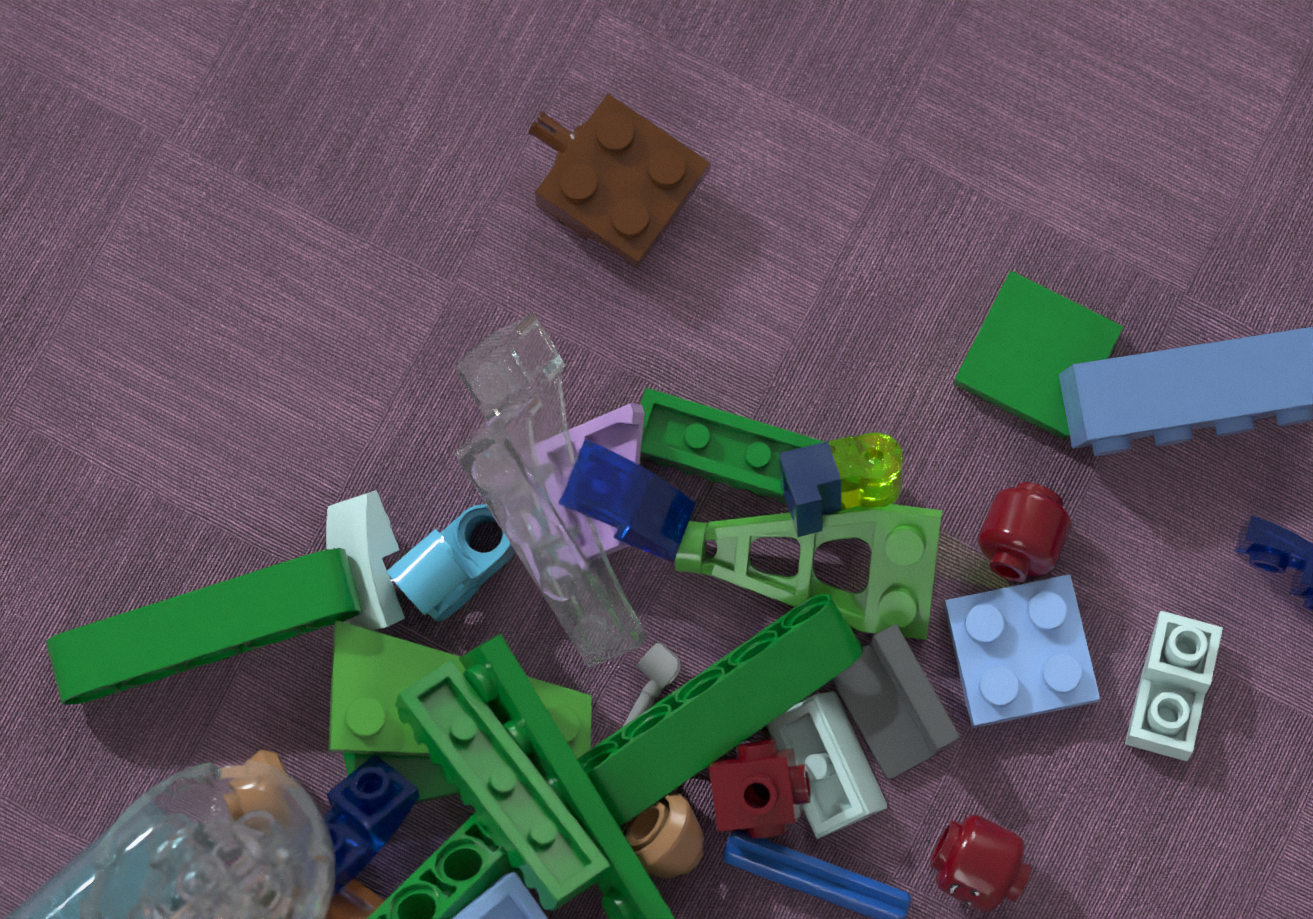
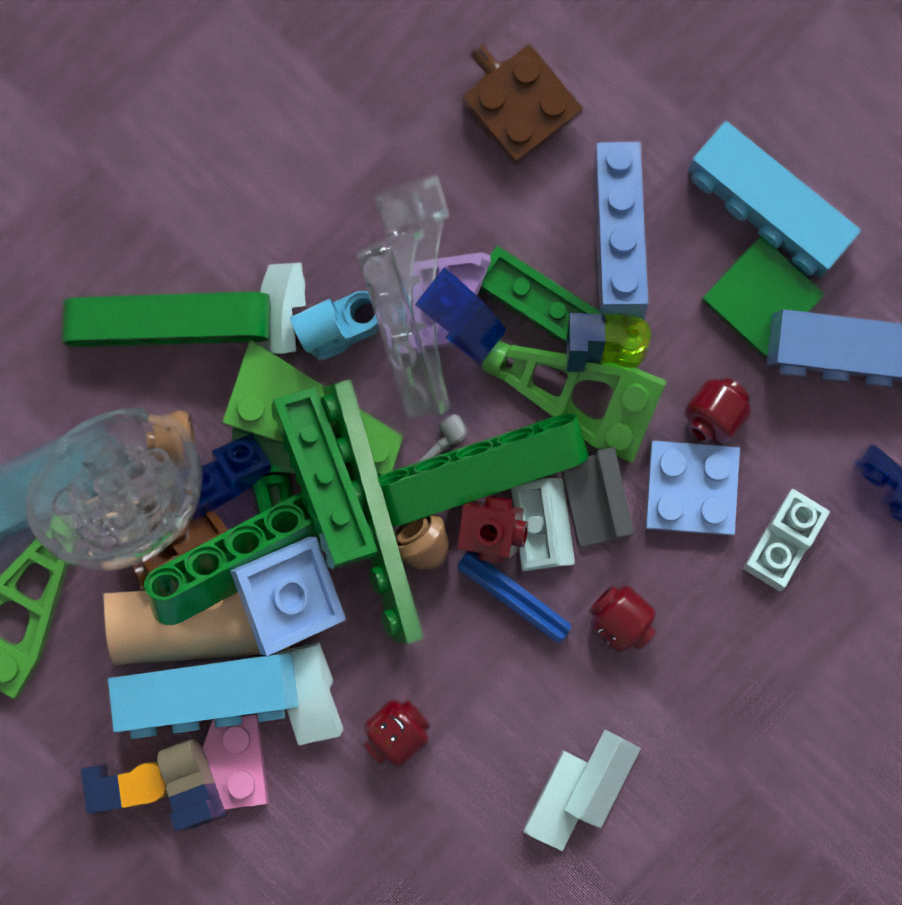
camera: 25 degrees right, 5 degrees up
(425, 831) = (270, 491): none -> green slope
(813, 317) = (620, 229): none -> medium blue brick
(1011, 217) = (772, 200): none -> medium azure brick

